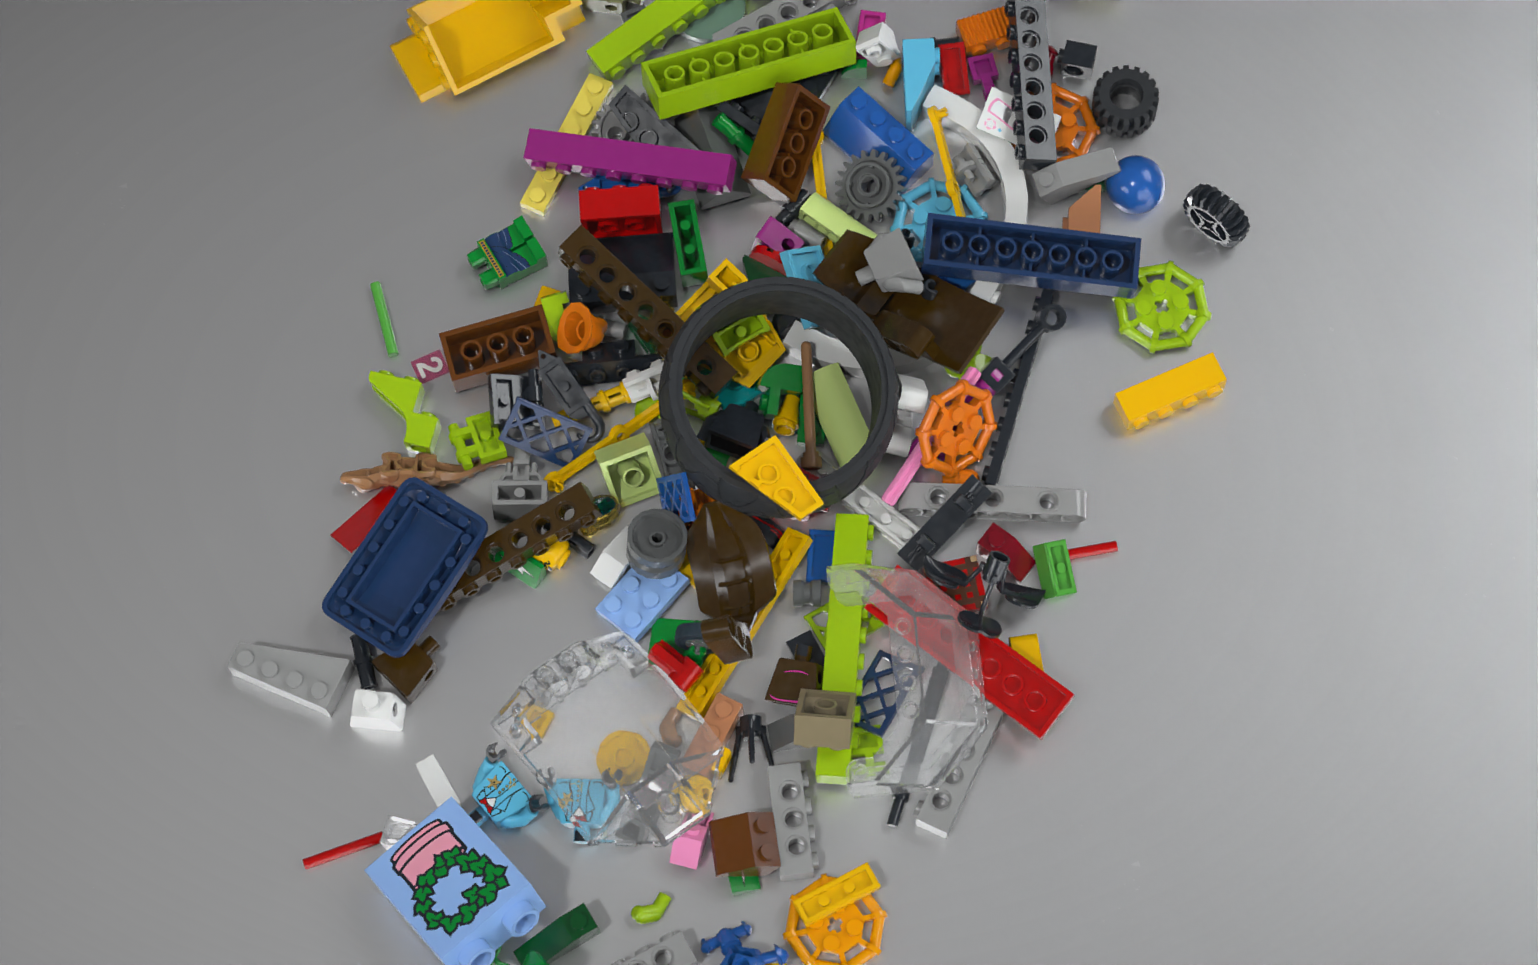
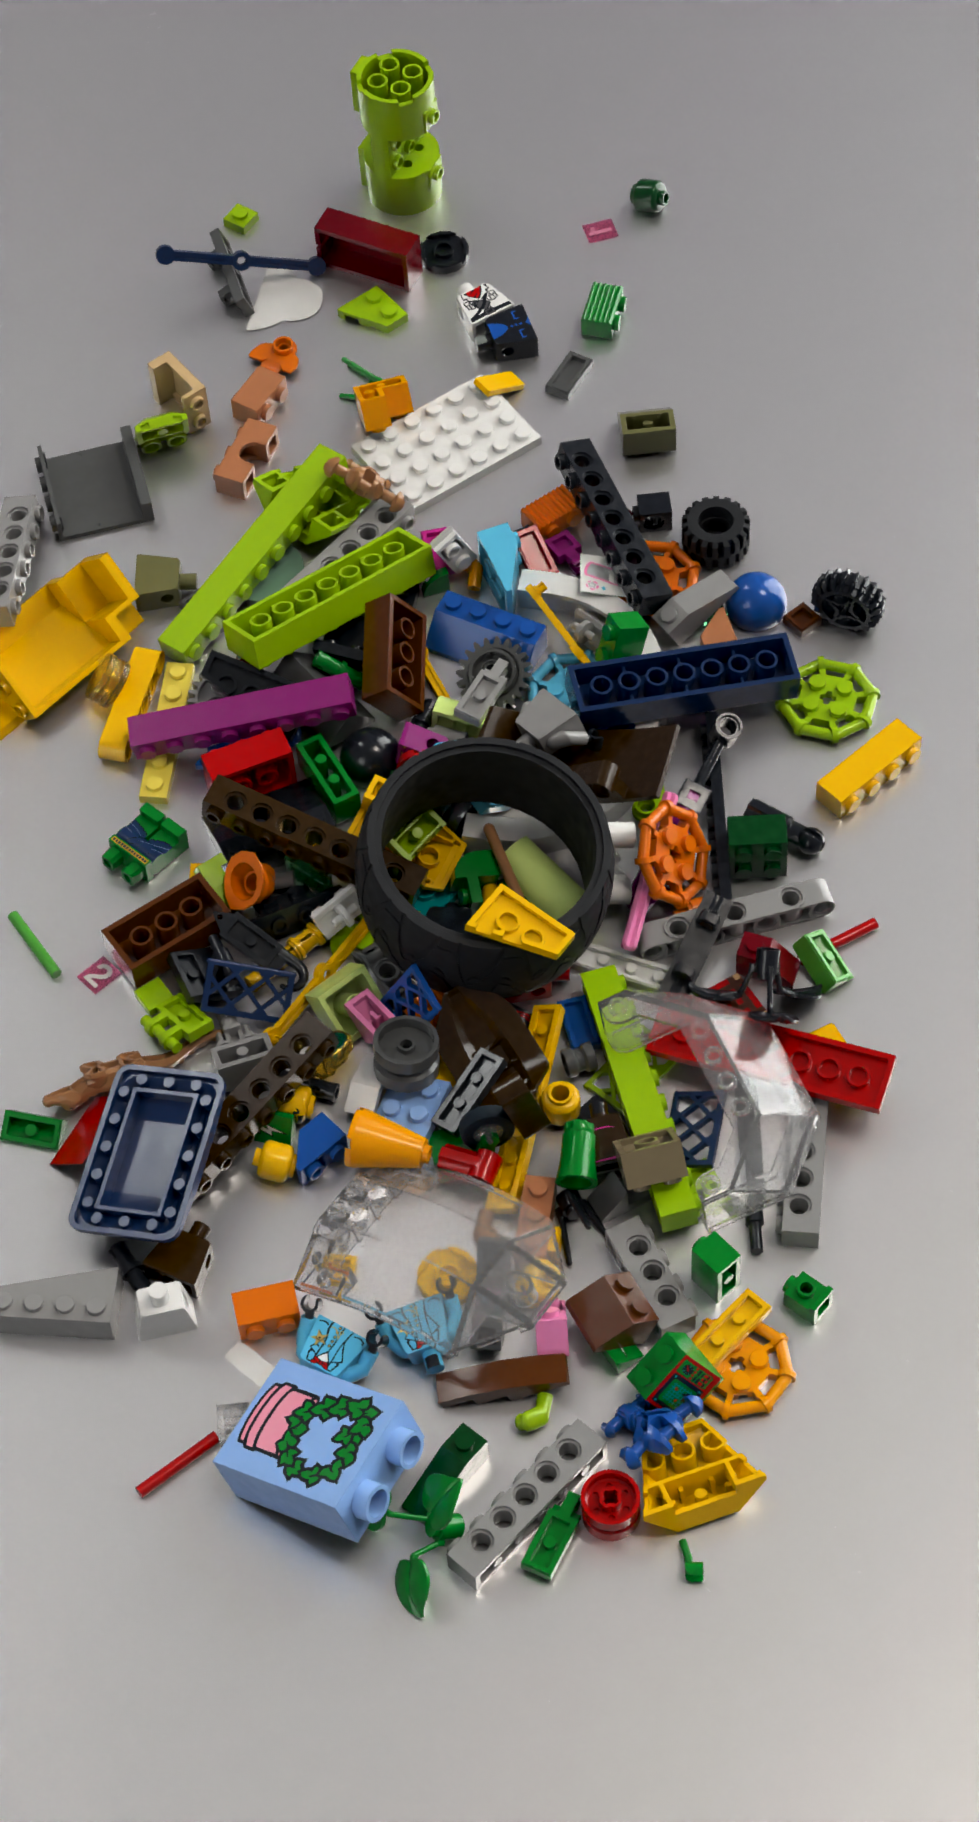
camera: 20 degrees left, 15 degrees down
(326, 497) = (33, 1129): none -> green slope
(406, 397) = (84, 1009): lime arch -> none
(461, 738) = (266, 1310): none -> orange brick
(468, 404) = (152, 995): none -> lime tile
(516, 601) = (275, 1161): none -> yellow head
(529, 79) = (107, 680): none -> clear yellow head
(545, 103) = (132, 701): none -> yellow beam
(556, 599) = (318, 1146): none -> blue slope
(608, 623) = (384, 1144): none -> light orange cone
(634, 870) = (502, 1378): none -> reddish brown slope
(642, 490) = (367, 1013): none -> bright pink slope
(699, 596) = (469, 1090): none -> plate
(732, 230) = (368, 753): none -> black piece
(766, 692) = (577, 1156): none -> green plant
(775, 631) = (561, 1102): none -> yellow head
(775, 919) = (674, 1370): none -> green slope
(847, 832) = (715, 1266): none -> green brick
(849, 208) = (482, 693): none -> light grey hinge
(919, 893) = (809, 1304): none -> green brick
(992, 194) = (622, 636): none -> green brick
(1037, 440) = (757, 846): none -> dark green brick
(1071, 424) = (808, 839): none -> black piece
(1171, 216) = (802, 620): none -> reddish brown tile

